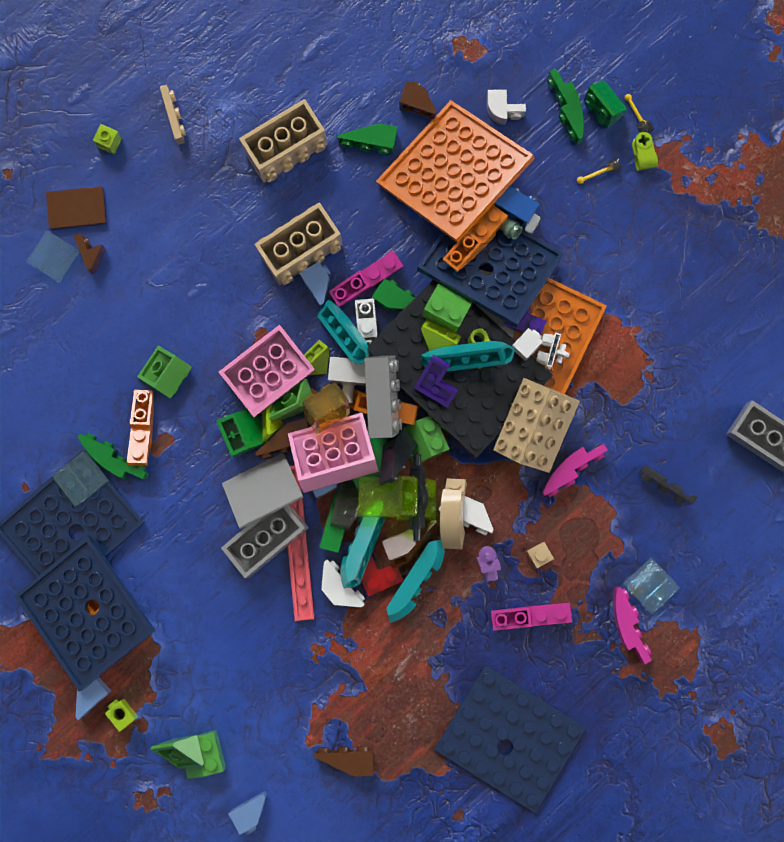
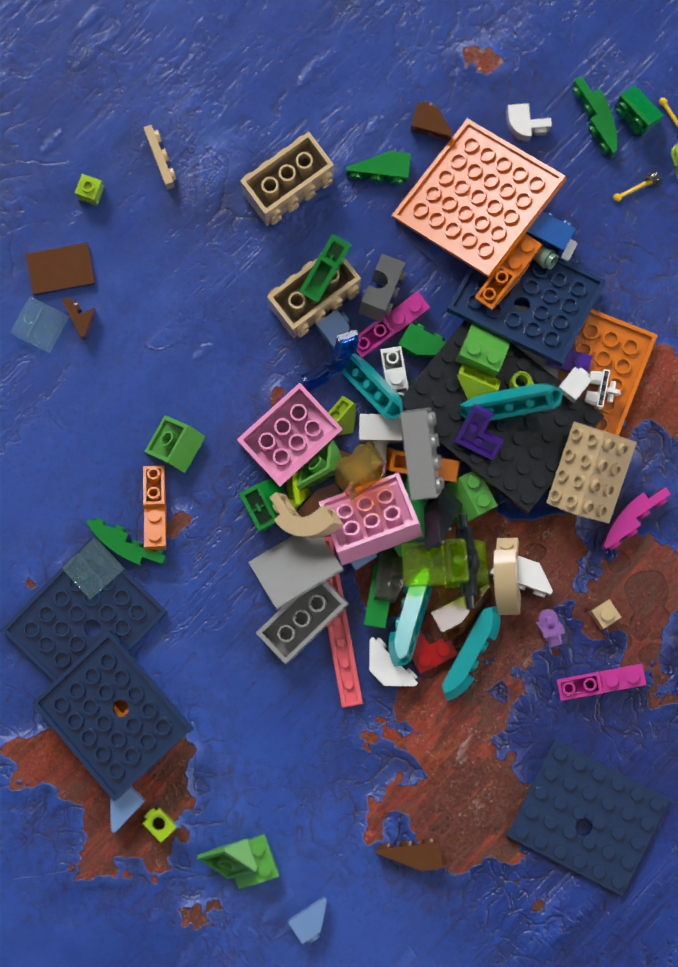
camera: 10 degrees left, 0 degrees up
(283, 454) = (317, 525): none -> tan arch
(309, 222) = (325, 267): none -> green slope
(321, 297) = (345, 346): none -> clear blue tile
(355, 257) = (377, 300): none -> dark grey arch

